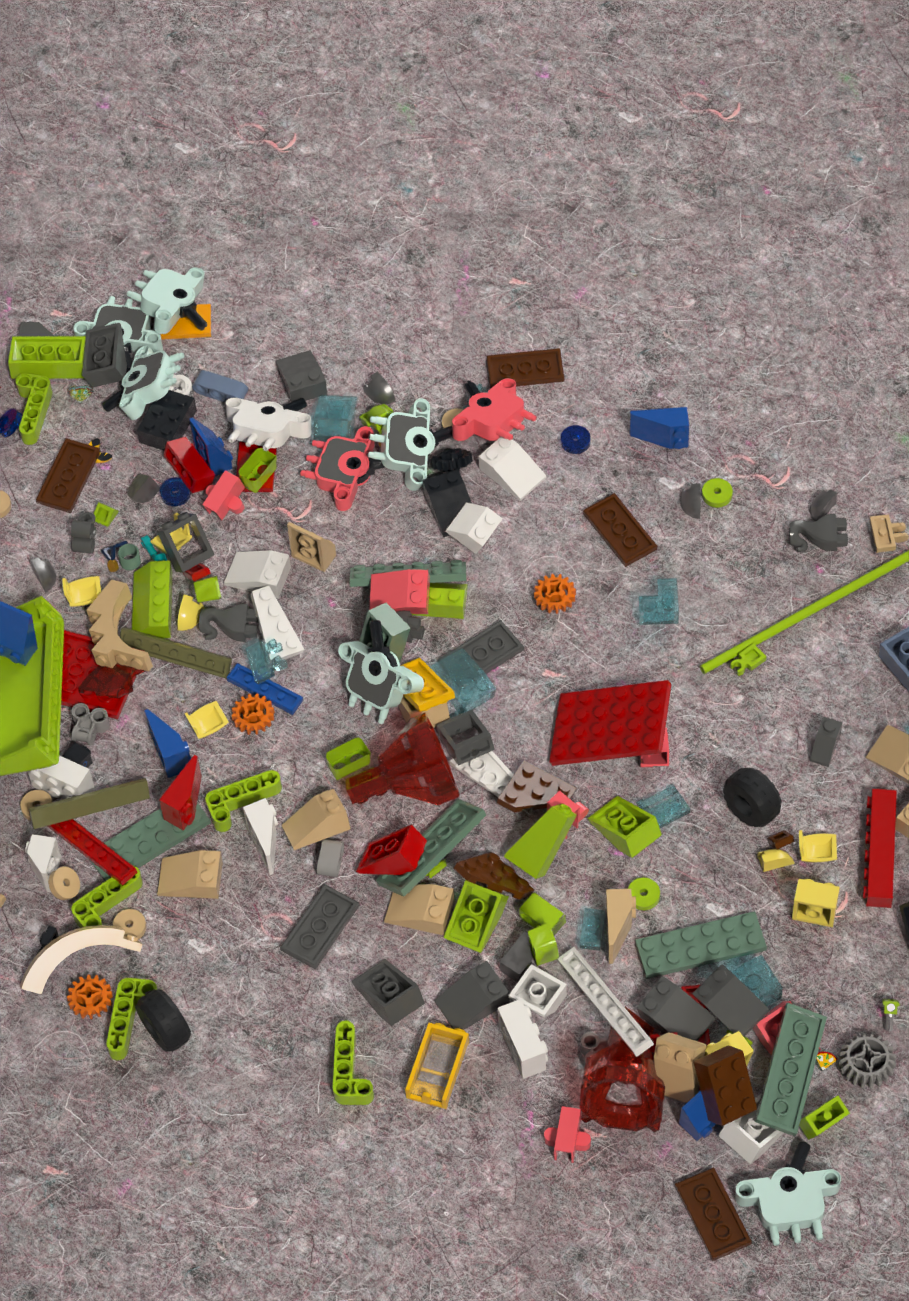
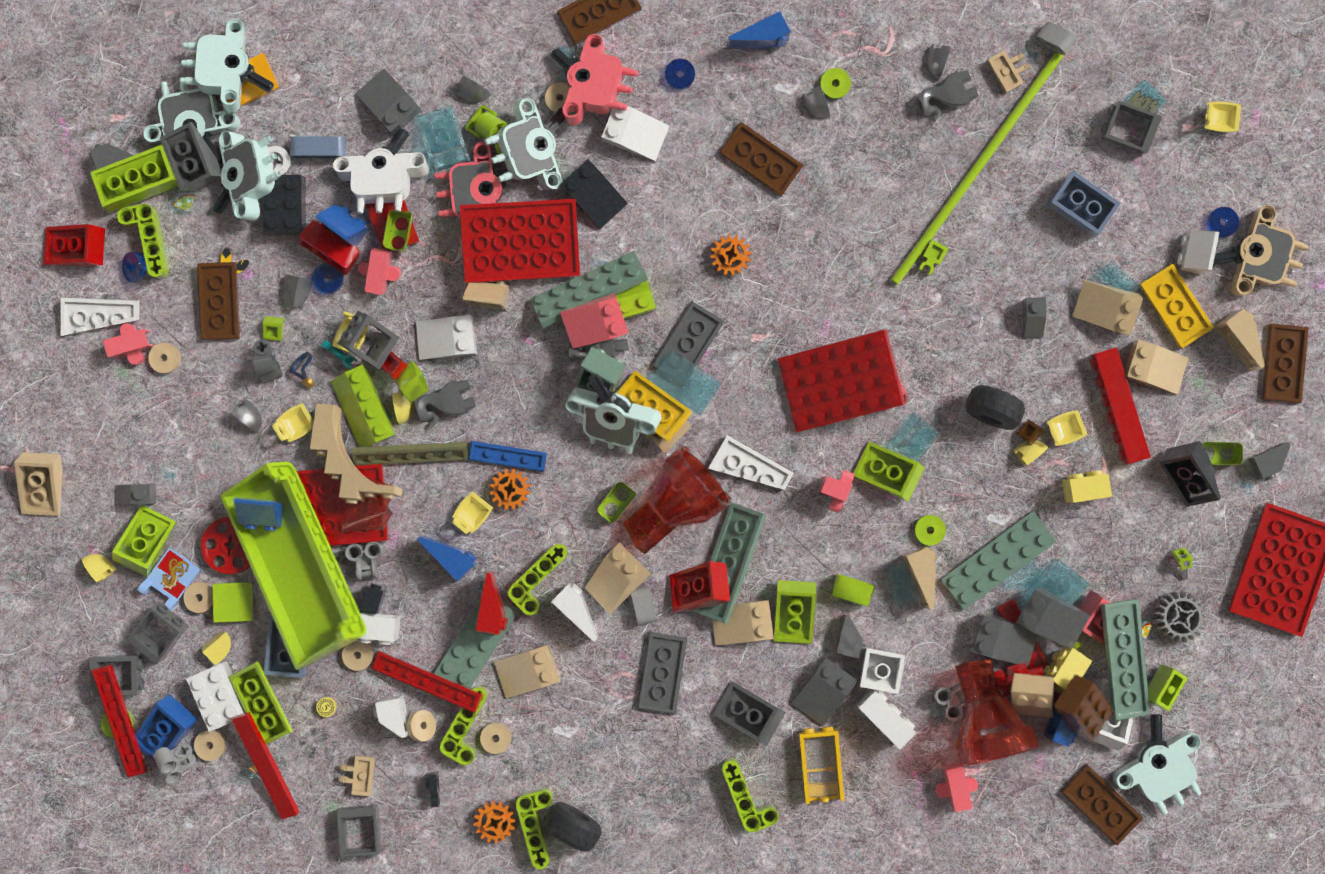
camera: 25 degrees left, 30 degrees up
(66, 944) = (460, 785): arch -> none
(89, 803) = (406, 641): olive tile -> none
(129, 549) = (312, 363): sand green piece -> none
(260, 661) = (495, 437): clear light blue plate -> none
(274, 623) = (496, 399): white wing -> none
(364, 512) = (520, 240): none -> red plate
(451, 459) = (576, 147): black gear -> none
(462, 751) = (729, 450): dark grey window -> none
(473, 526) = (627, 213): white slope -> none
(495, 873) = (796, 571): reddish brown plate -> none
(532, 789) = (796, 469): plate -> none
(542, 841) = (826, 528): lime slope -> none
(543, 944) = (867, 622): lime piece -> none
(605, 1001) = (948, 664): white plate -> none
(661, 607) = (838, 232): clear light blue brick -> none

